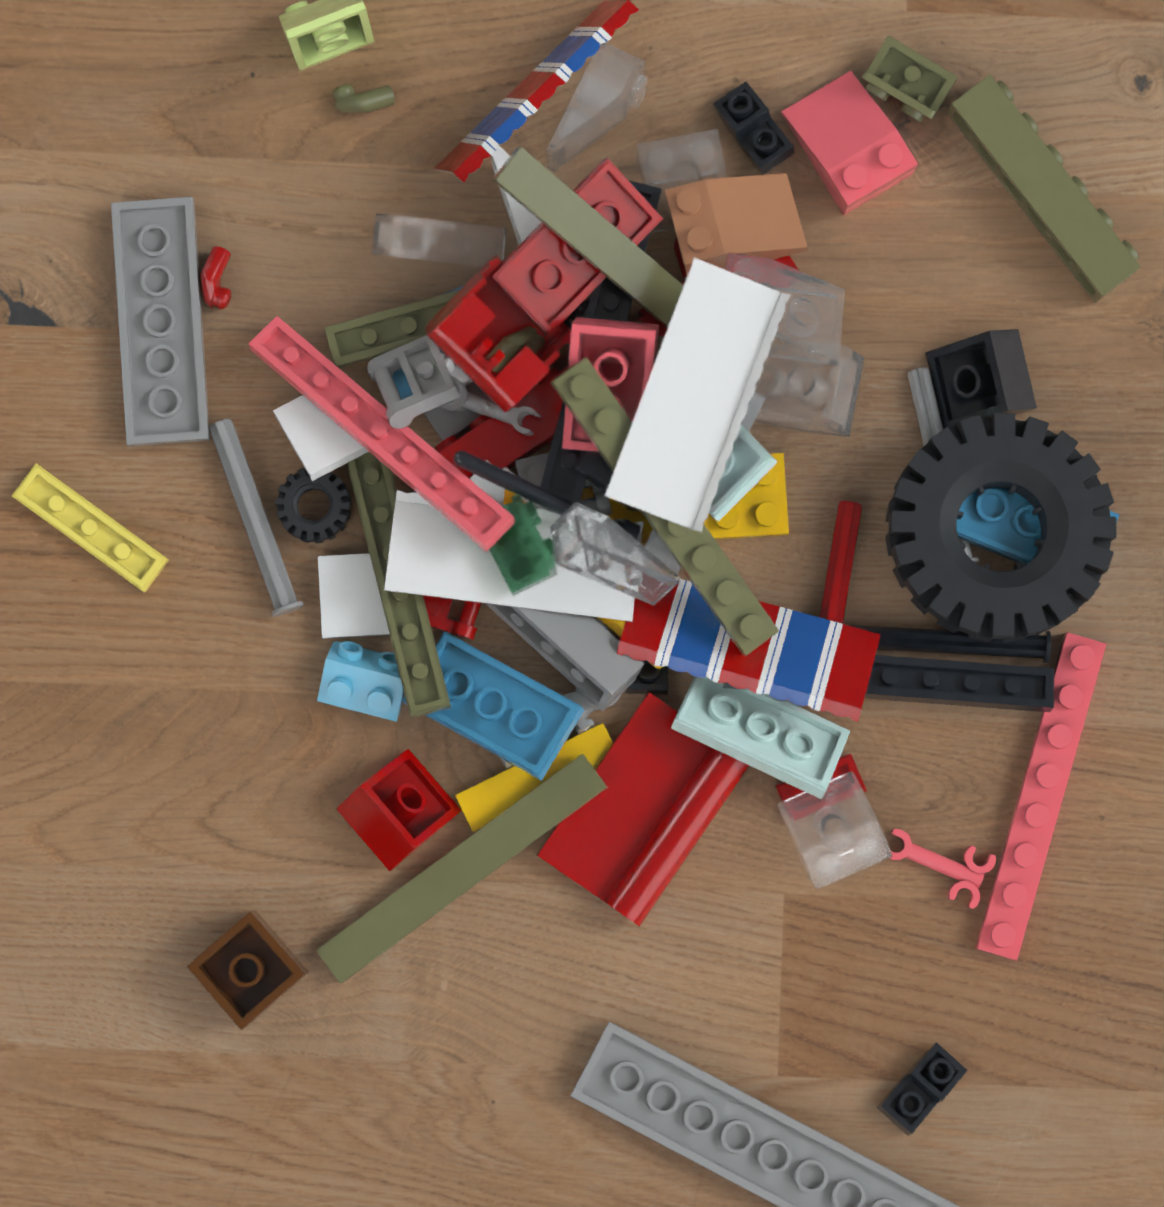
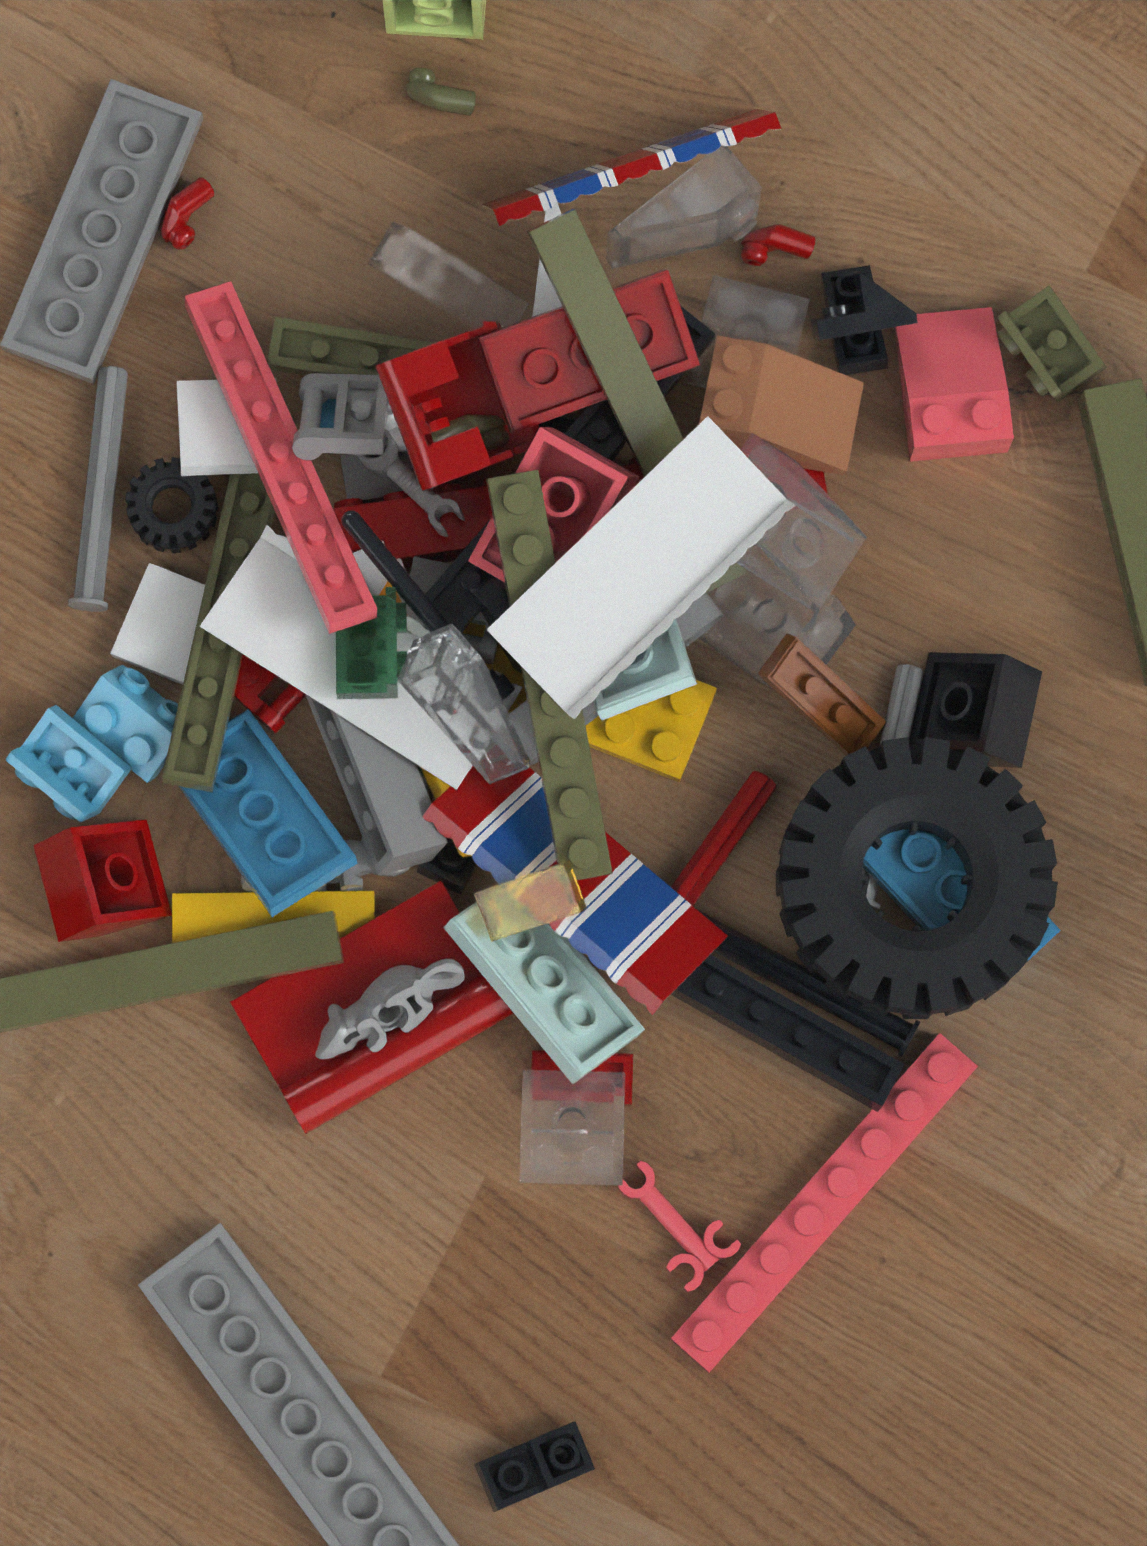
camera: 25 degrees right, 5 degrees down
(332, 736) = (69, 765): none -> medium azure bracket
(657, 799) = (393, 1000): none -> light grey animal
(666, 93) = (775, 238): none -> red arm
(728, 680) = (530, 901): none -> clear yellow tile
(770, 117) = (876, 312): none -> black slope
(867, 425) = (821, 696): none -> dark orange tile

